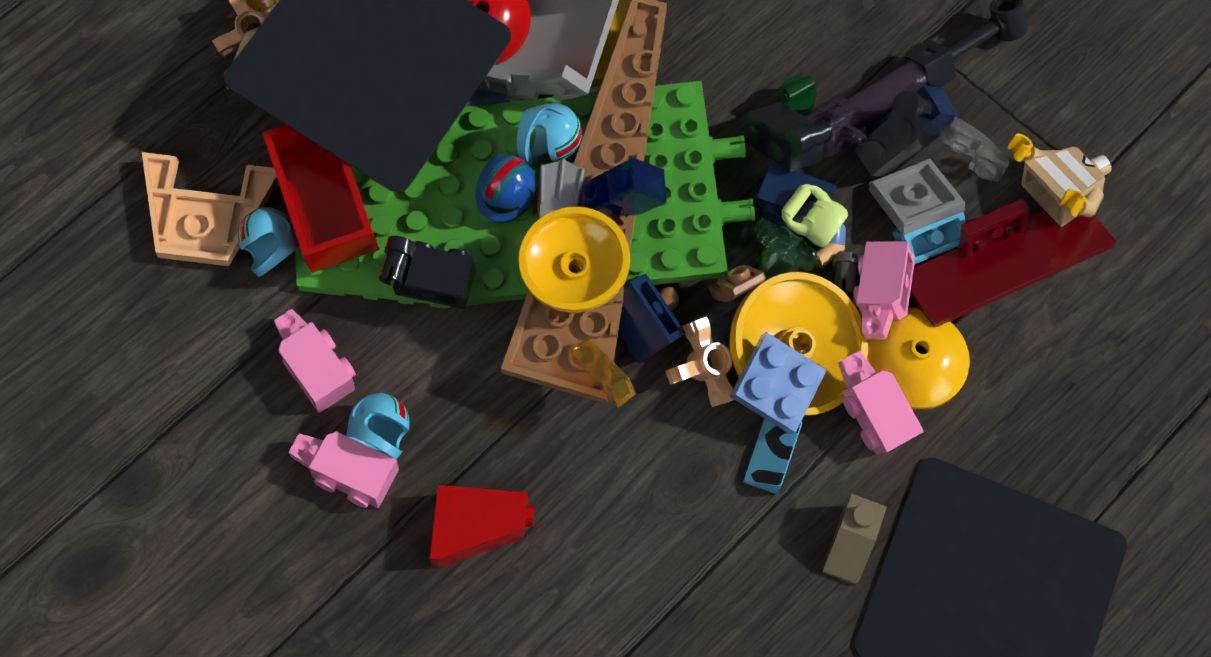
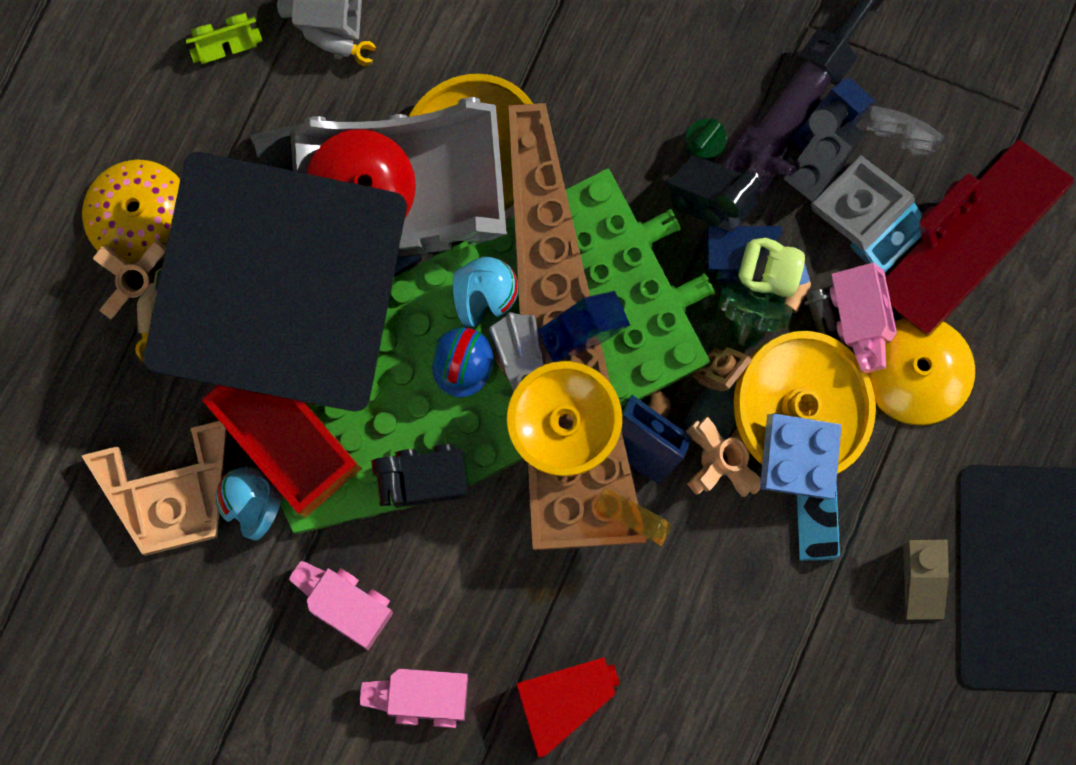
camera: 15 degrees left, 10 degrees up
(379, 423) = (434, 644): medium azure helmet -> none
(877, 405) = (902, 439): bright pink hinge -> none
(1061, 179) = (1000, 131): tan torso -> none

